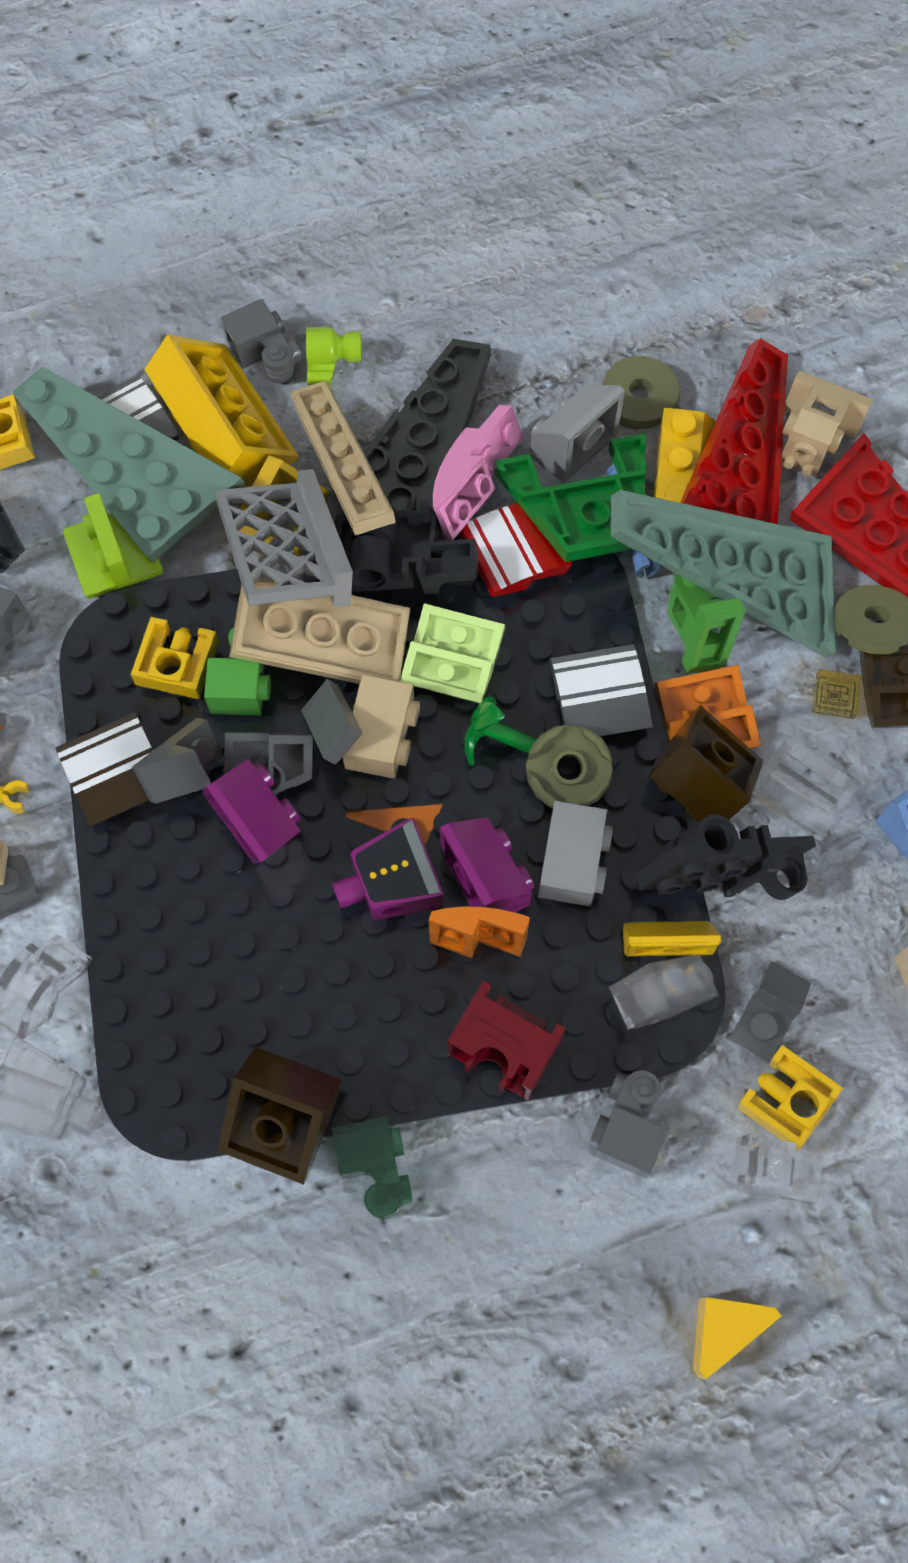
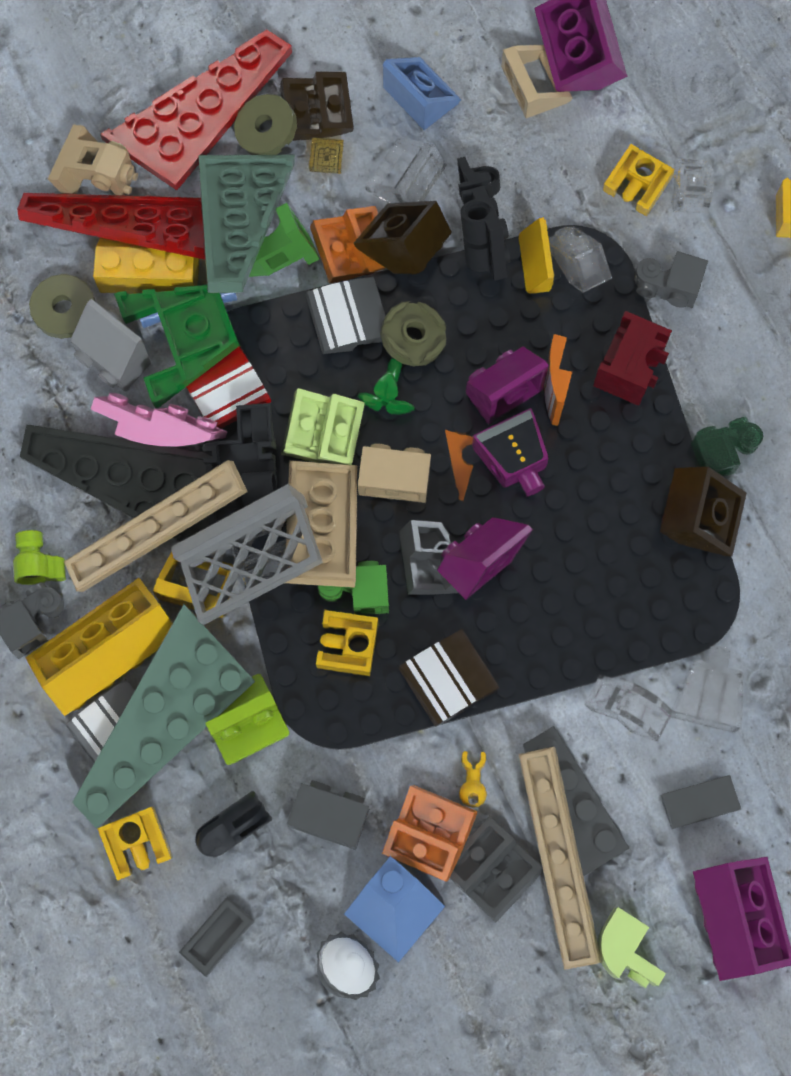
camera: 95 degrees left, 5 degrees up
(179, 763) = (446, 617): dark grey slope -> none
(331, 722) = (398, 506): dark grey tile -> none
(573, 854) = (483, 324): light grey brick -> none
(770, 1011) = (573, 193): dark grey slope -> none

